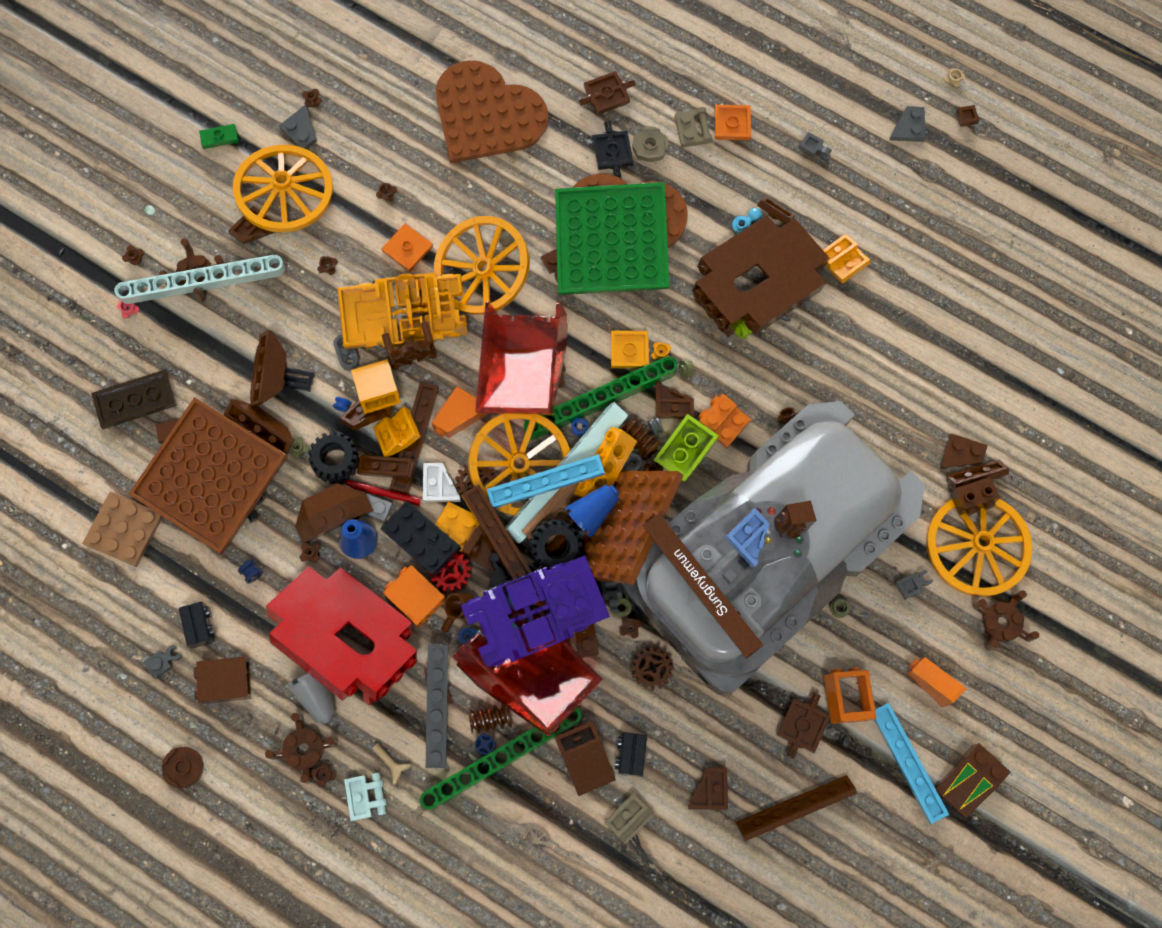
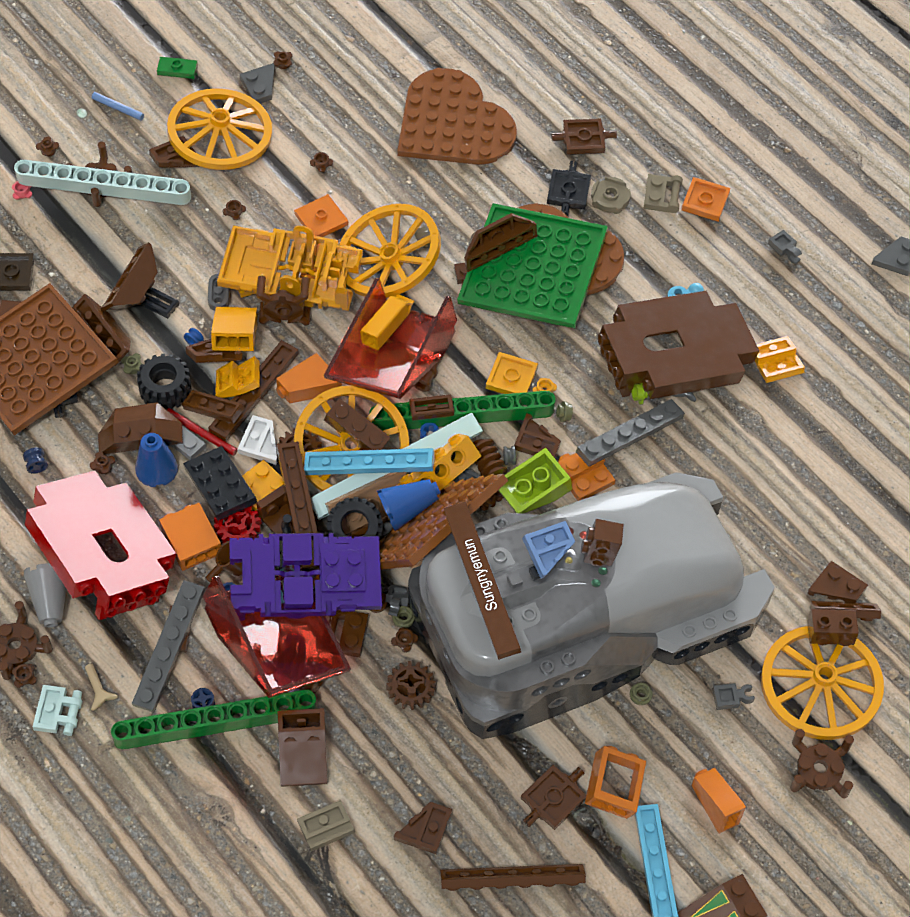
camera: 20 degrees right, 15 degrees down
(180, 193) = (118, 106): none -> medium blue piece
(489, 718) = (219, 677): reddish brown piece -> none
(506, 335) = (386, 321): none -> light orange piece
(523, 452) = (346, 419): none -> reddish brown arch
(574, 225) = (498, 239): none -> reddish brown wedge
(578, 413) = (432, 409): none -> reddish brown tile
(631, 754) = (354, 762): black brick -> none
(749, 372) = (630, 432): none -> dark grey plate
(775, 211) = (717, 291): reddish brown plate -> none

